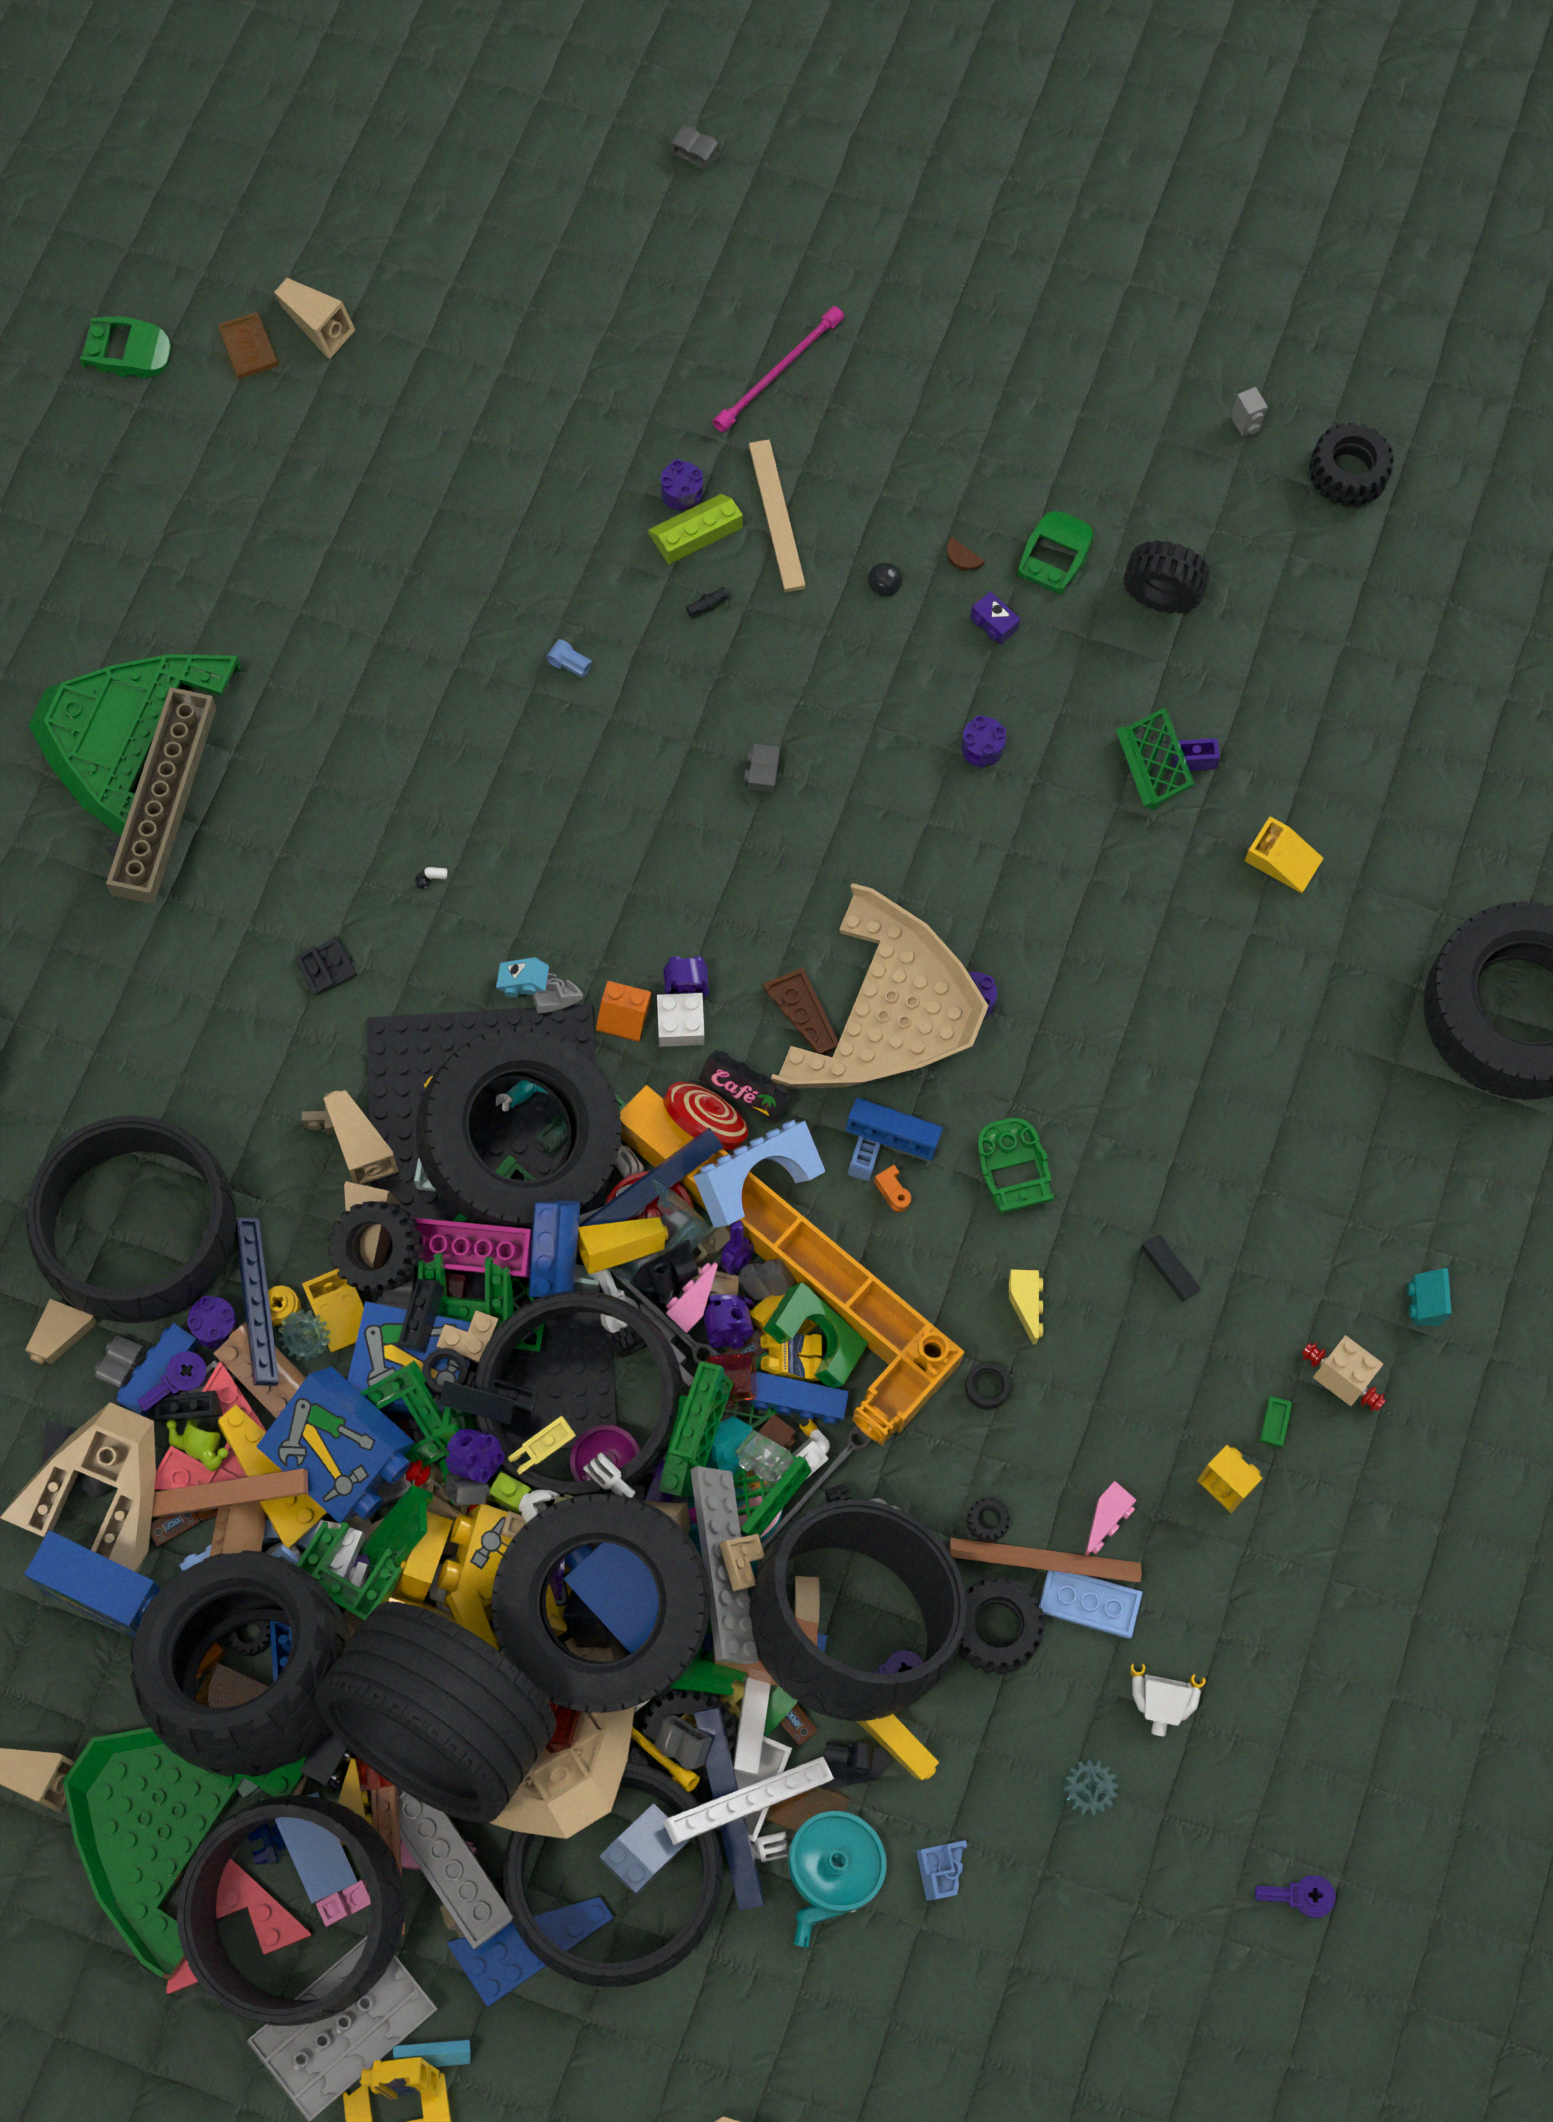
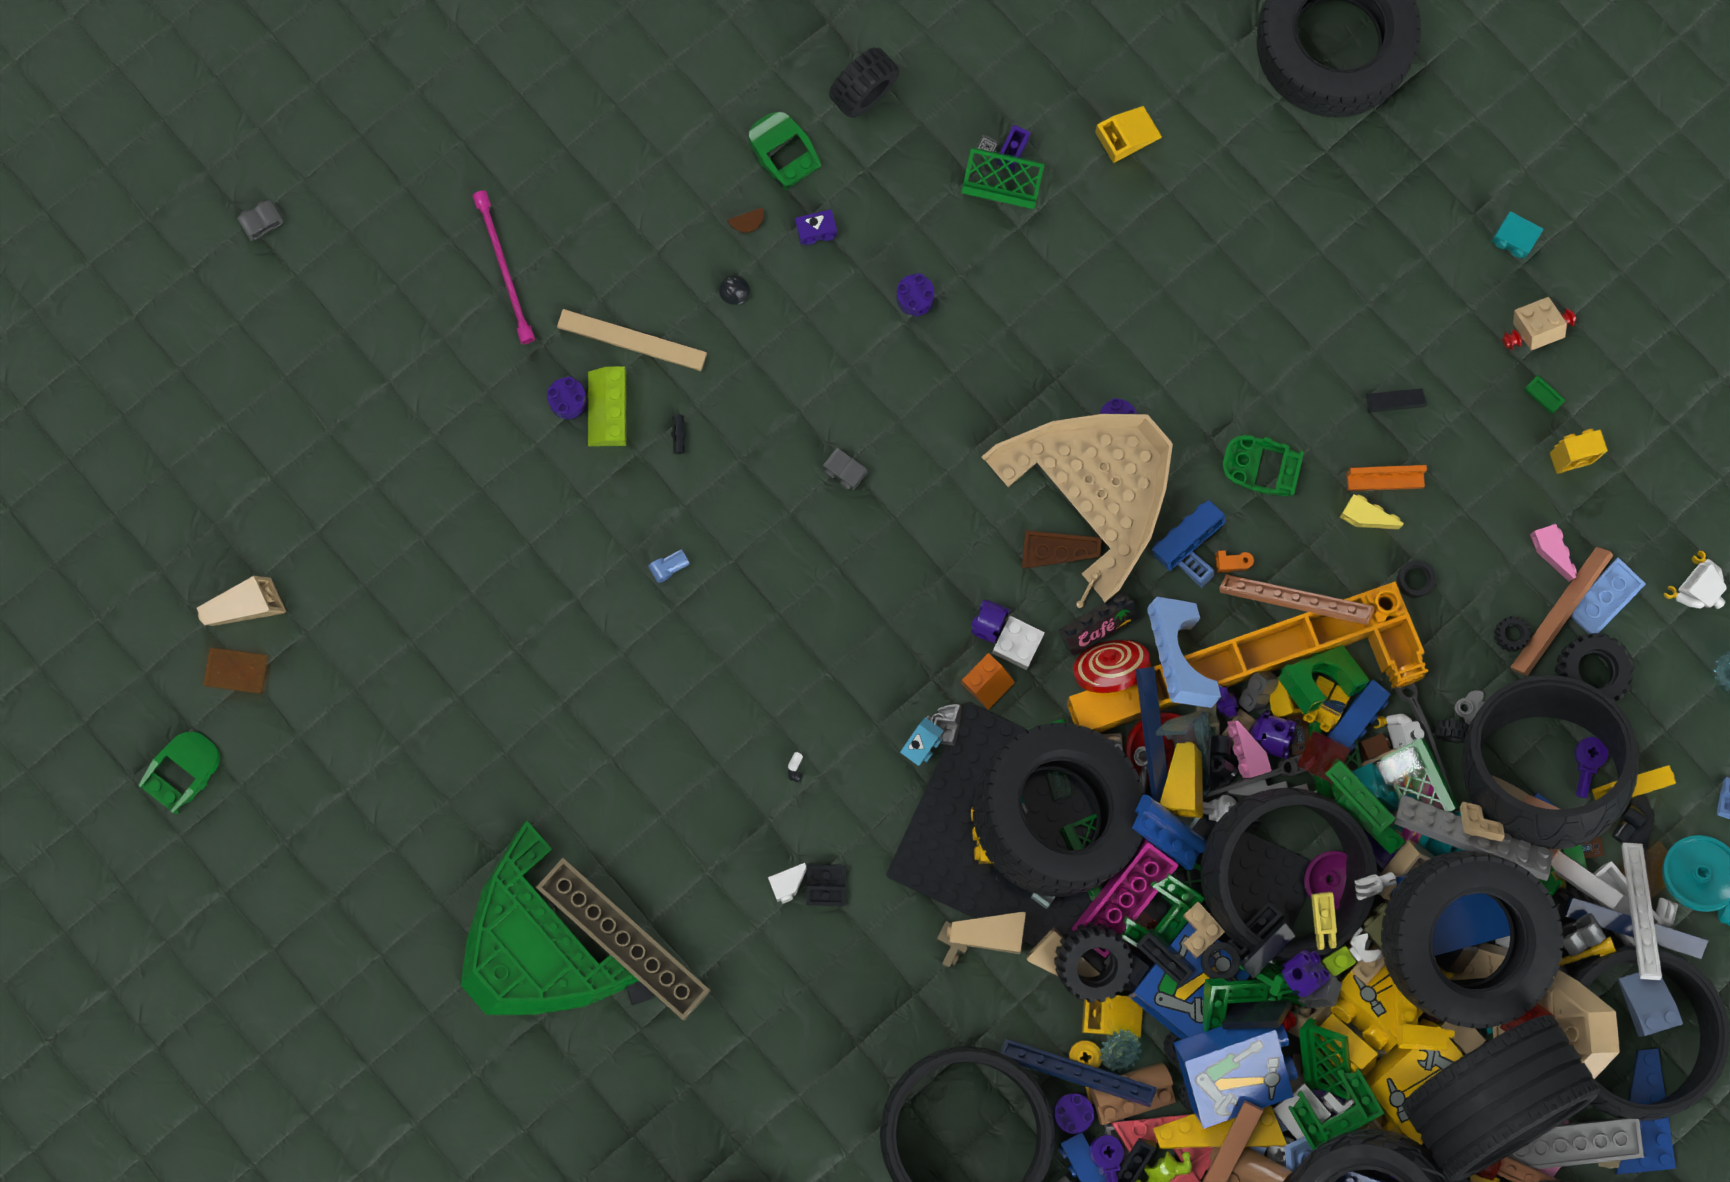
camera: 60 degrees left, 10 degrees up
(305, 923) = (787, 883): none -> white slope
(404, 1432) = (1256, 1015): none -> black tile
(759, 1062) = (1080, 604): none -> tan hinge
(885, 1264) = (1297, 599): none -> nougat tile
(1079, 1299) = (1386, 478): none -> orange fence
(1183, 731) = (988, 144): none -> tile

